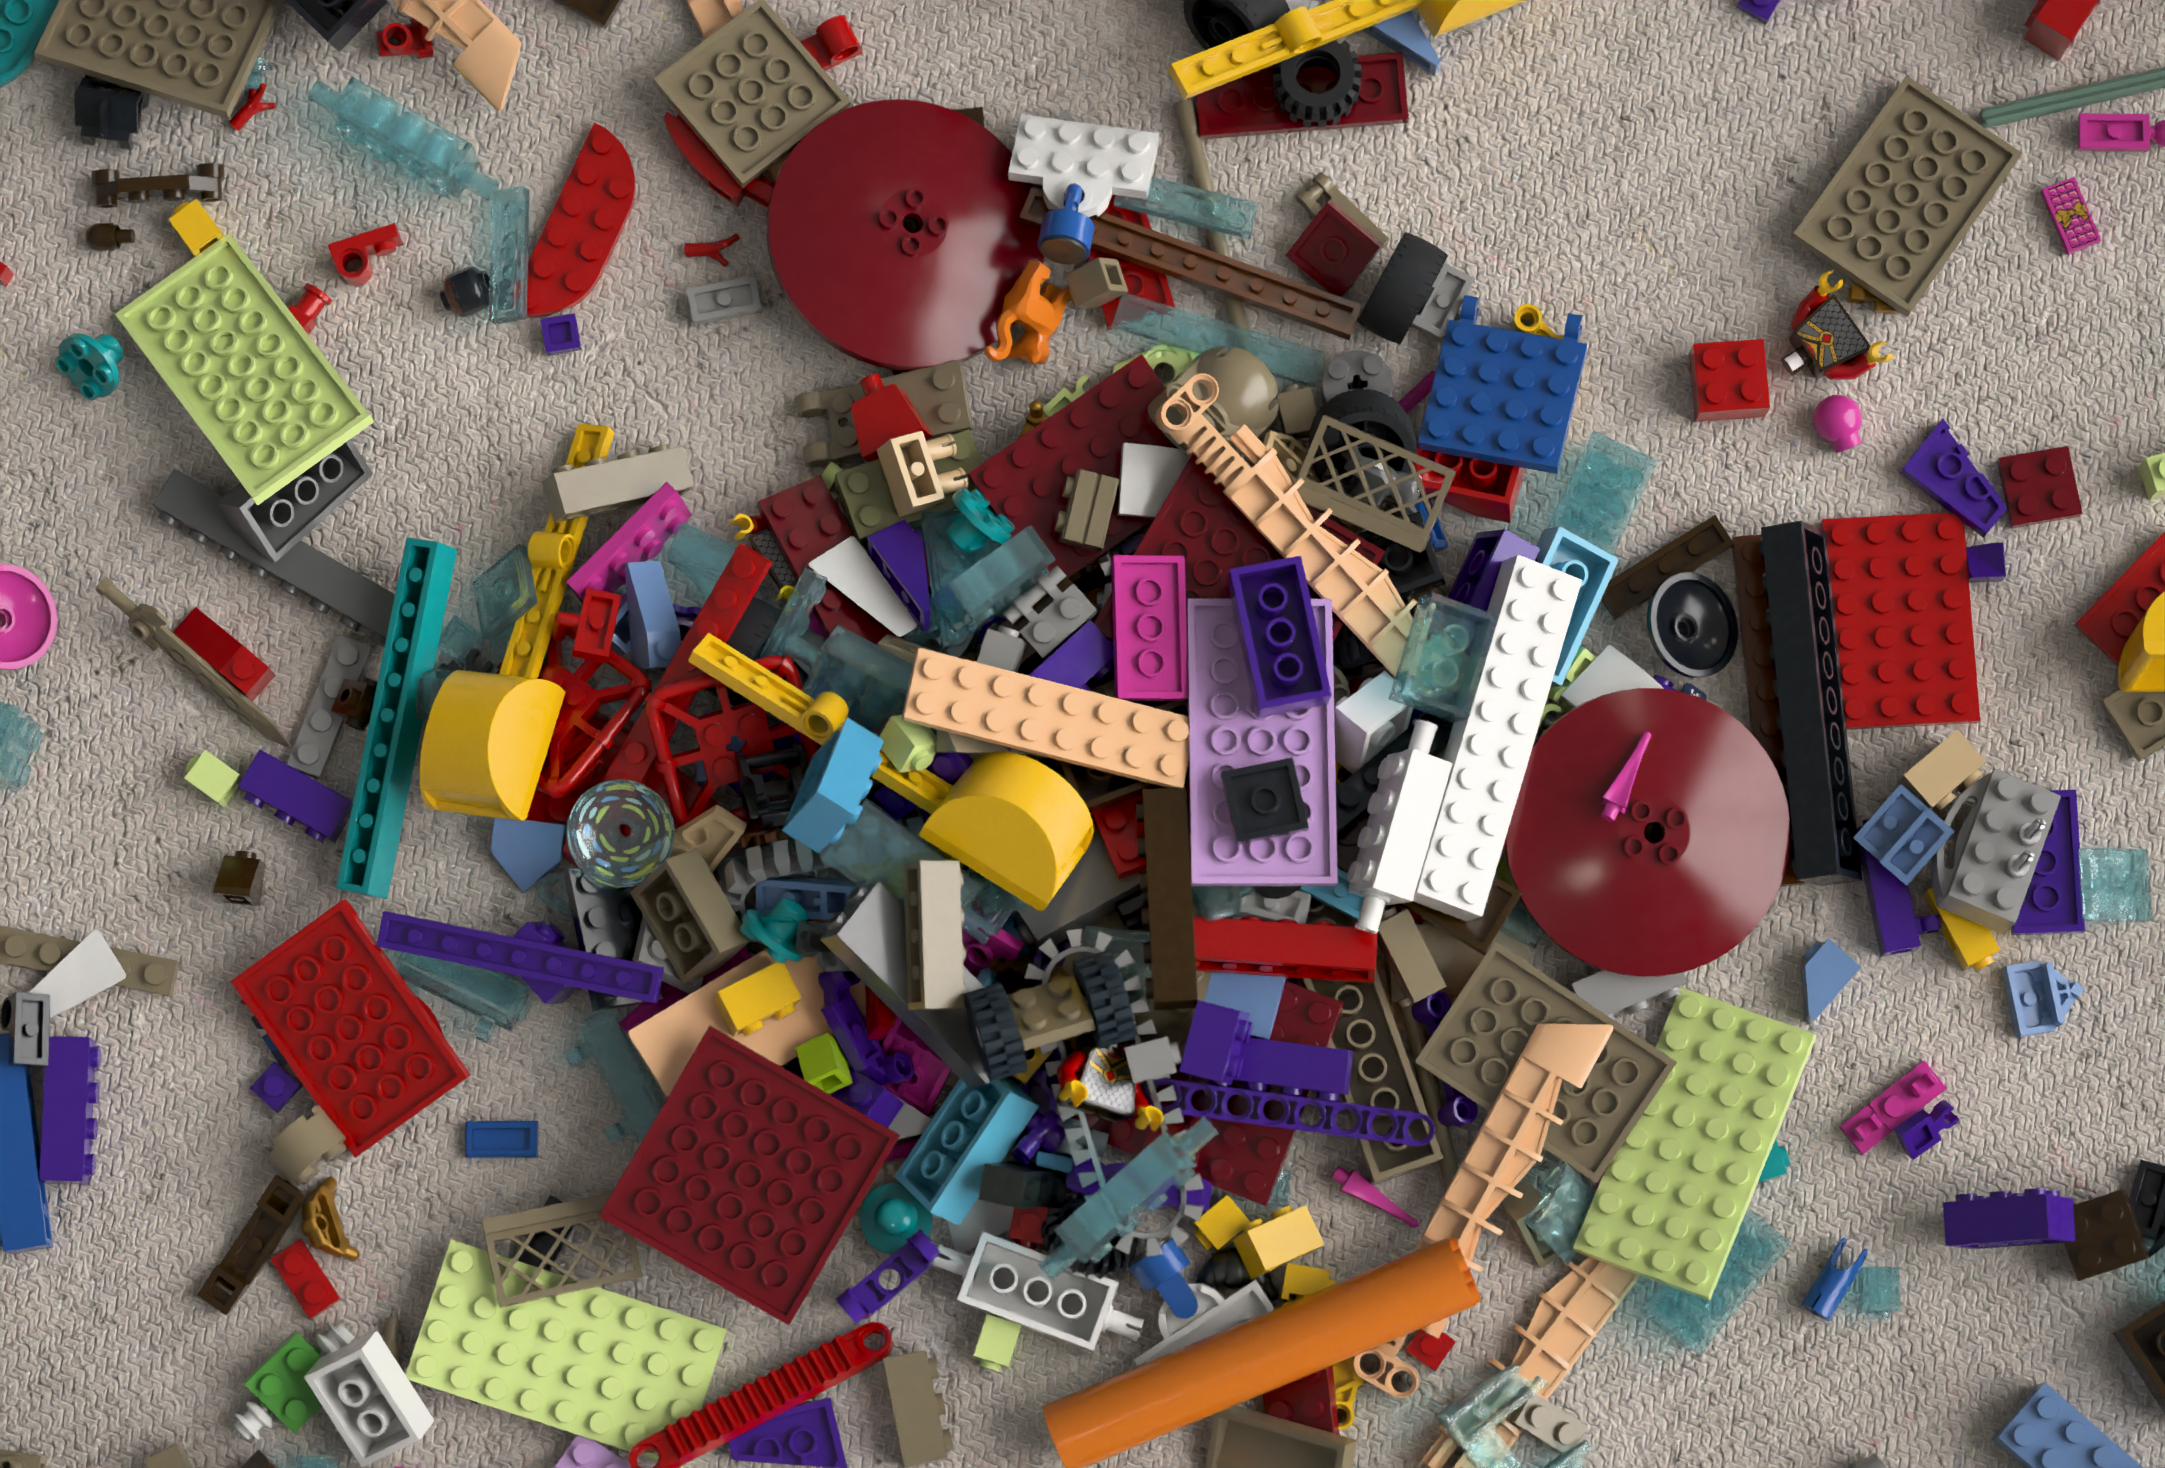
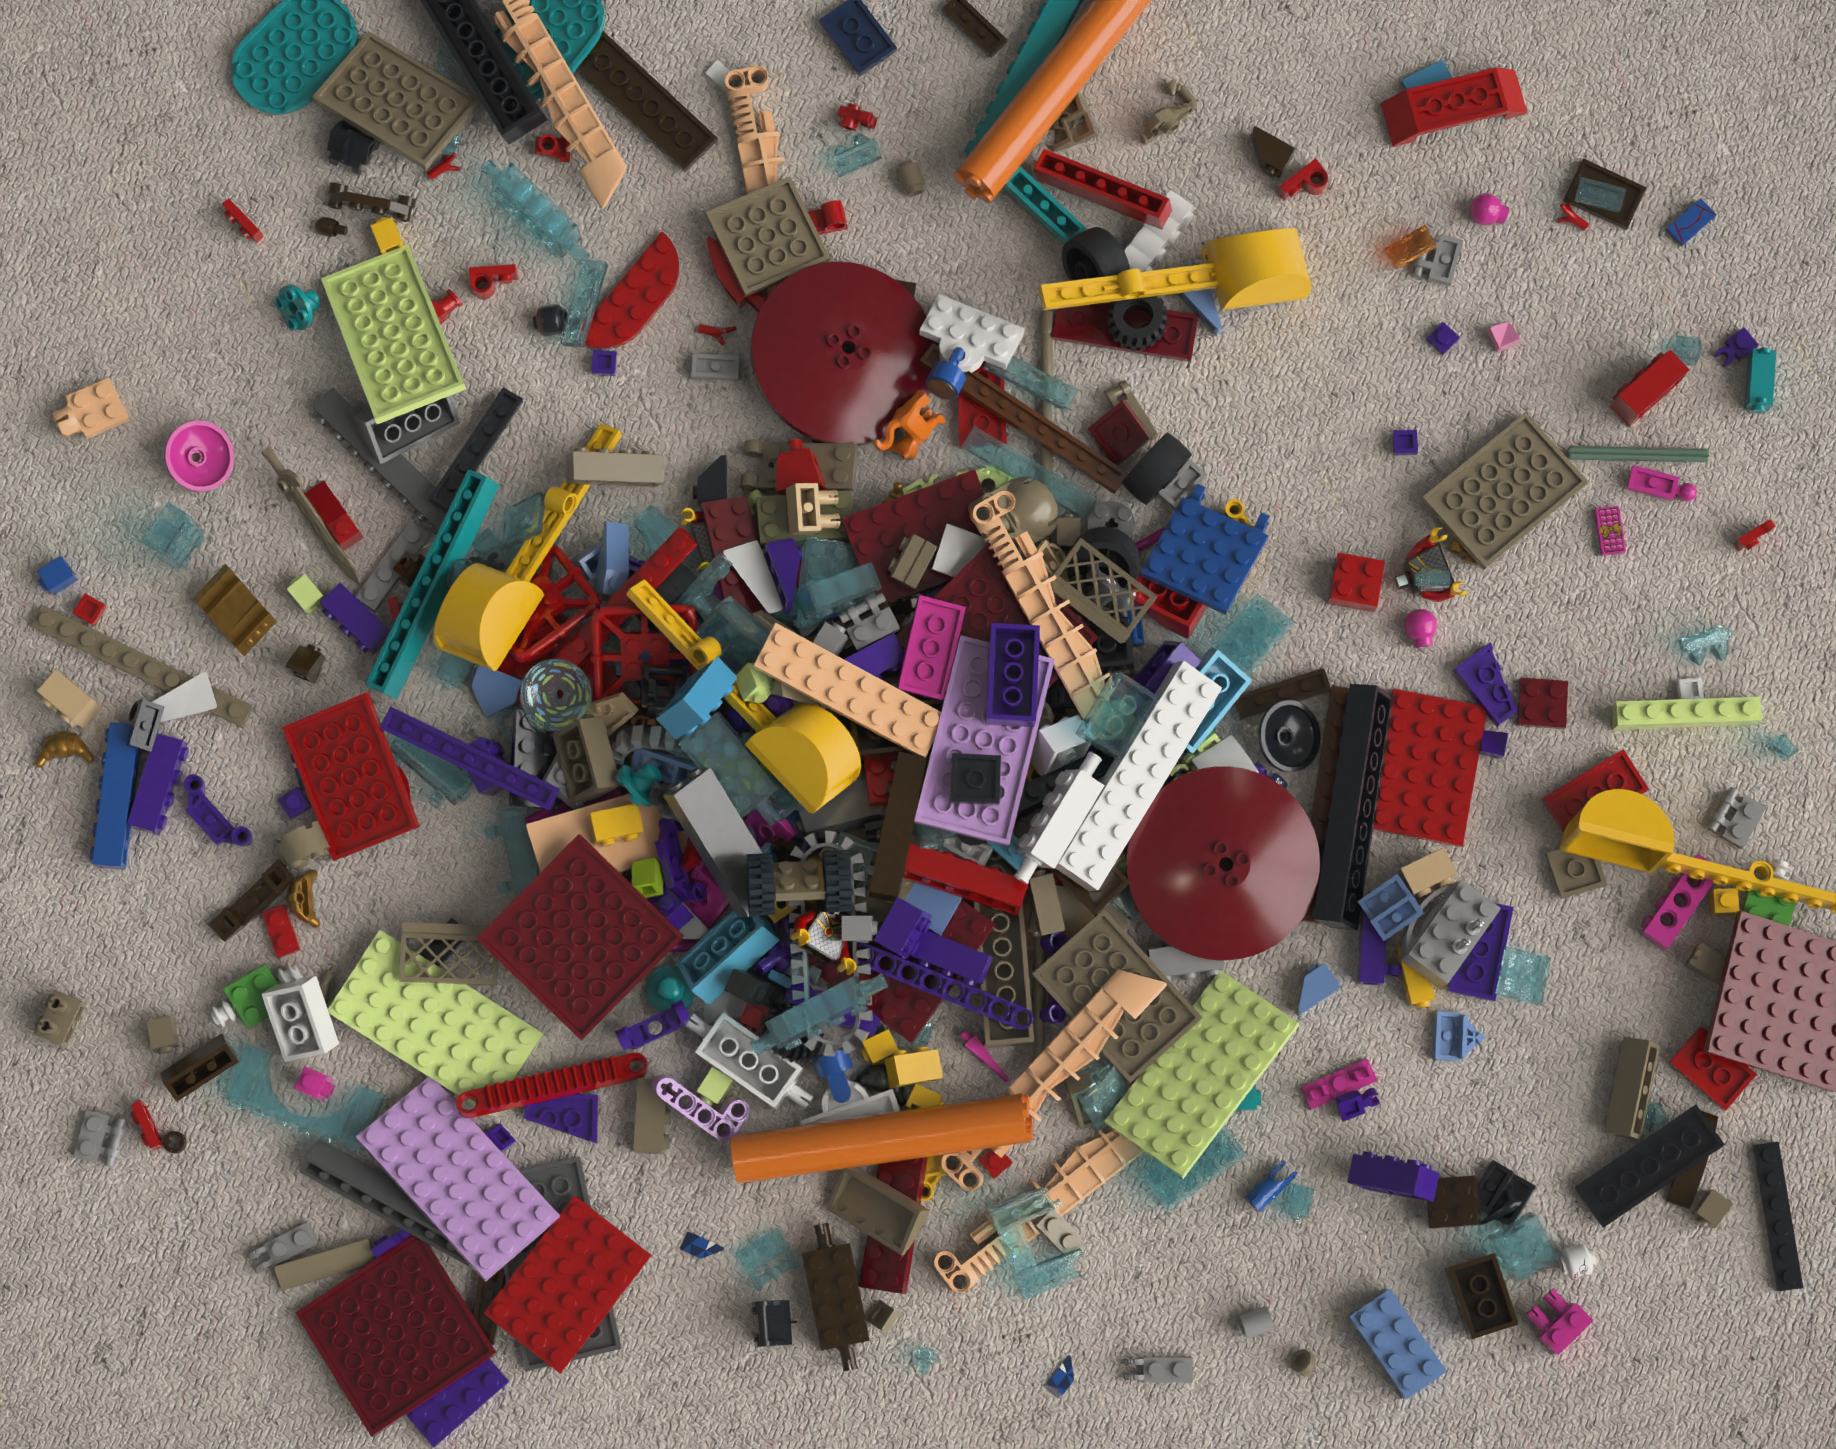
camera: 15 degrees right, 0 degrees up
(116, 828) = (234, 610): none -> pearl gold slope
(158, 1139) = (210, 818): none -> dark purple plate
(350, 766) = (395, 607): none -> red plate
(408, 504) = (477, 447): none -> black plate
(461, 837) = (455, 672): none -> clear light blue brick
(501, 1139) = (430, 873): blue tile -> none
(593, 626) = (573, 556): red plate -> none
(635, 541) = (617, 508): dark pink plate -> none
(764, 469) = (712, 482): none -> black slope
(934, 935) = (737, 811): brick -> none
(976, 522) = (838, 551): teal plate -> none
(977, 1376) = (695, 1105): none -> lavender beam
(1096, 283) = (958, 415): dark tan brick -> none
(1618, 793) = (1209, 832): dark pink piece -> none
(1746, 162) = (1405, 442): none -> dark purple plate
(1838, 348) = (1432, 579): none -> clear light blue brick

